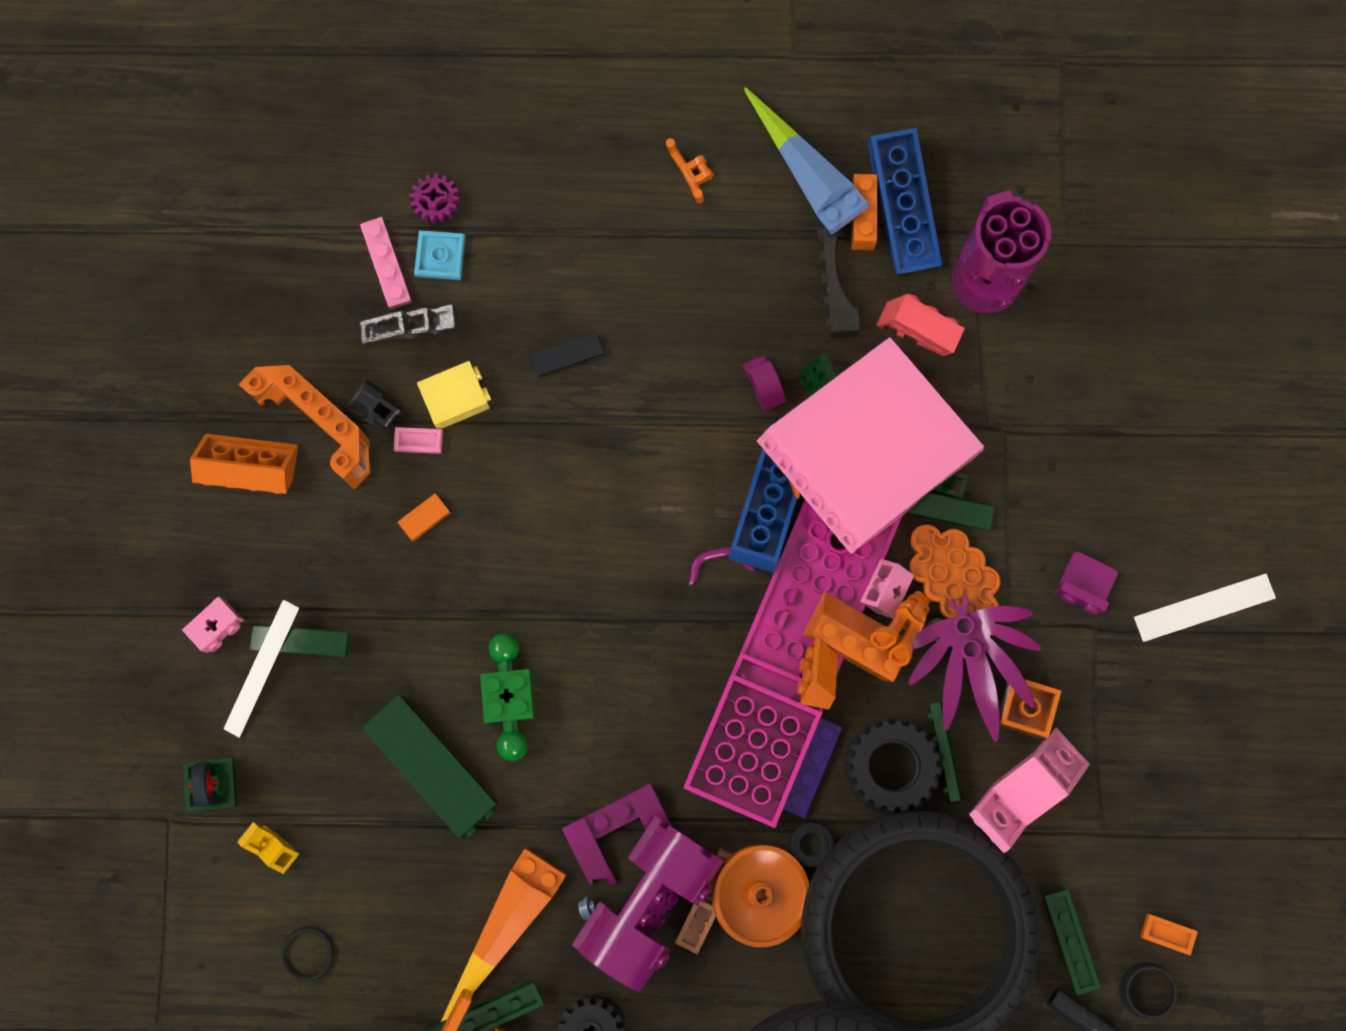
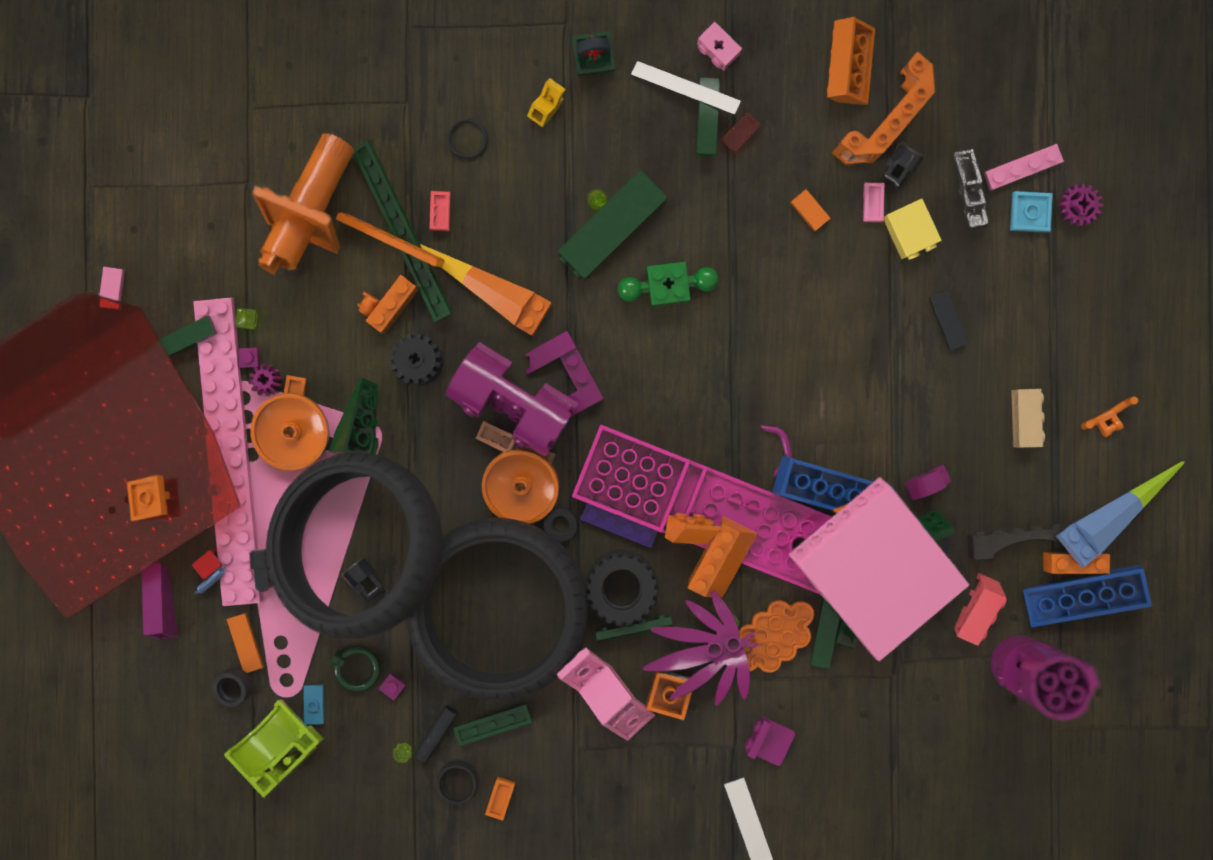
camera: 85 degrees right, 10 degrees up
(322, 600) = (740, 132): none -> clear red plate
(395, 785) = (596, 199): none -> clear neon green tile
(399, 993) = (440, 211): none -> coral plate
(587, 907) = (507, 352): sand blue plate -> none
(688, 264) = (1027, 418): none -> tan brick
(887, 588) = (761, 583): bright pink brick -> none
(909, 616) = (739, 600): orange piece -> none

